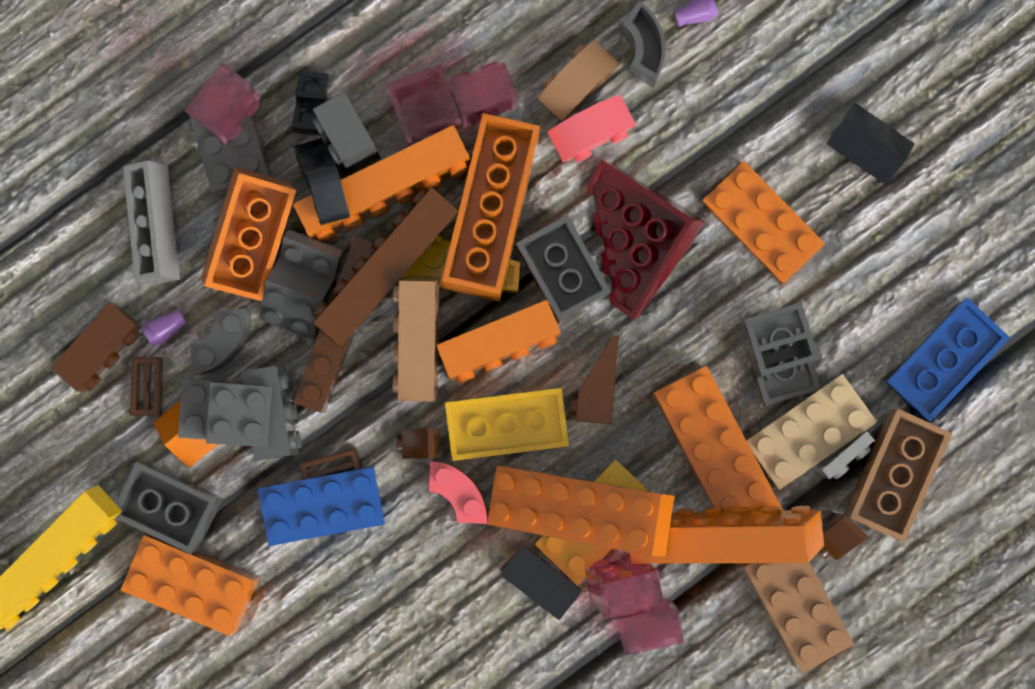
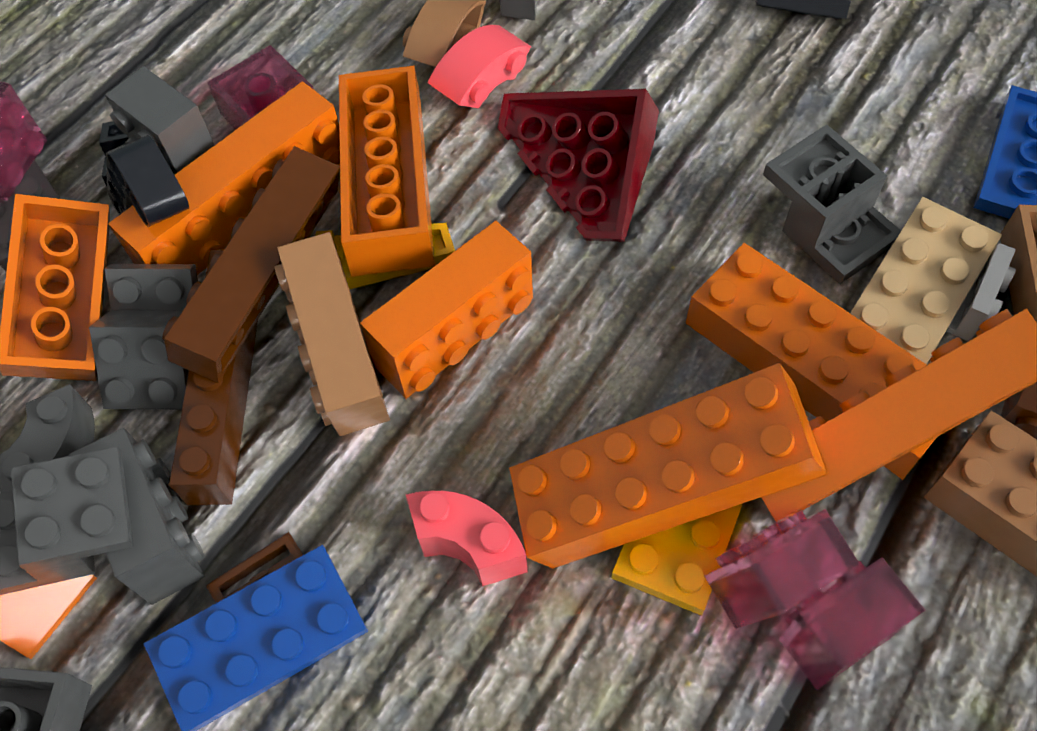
camera: 20 degrees left, 25 degrees down
(418, 443) = (380, 473): reddish brown slope -> none
(484, 92) = (332, 49): clear pink brick -> none
(506, 424) = (503, 421): yellow plate -> none
(540, 582) = (647, 621): black piece -> none
(563, 268) = (500, 188): dark grey brick -> none
(596, 394) = (615, 343): reddish brown slope -> none
(763, 222) = (729, 99): orange plate -> none

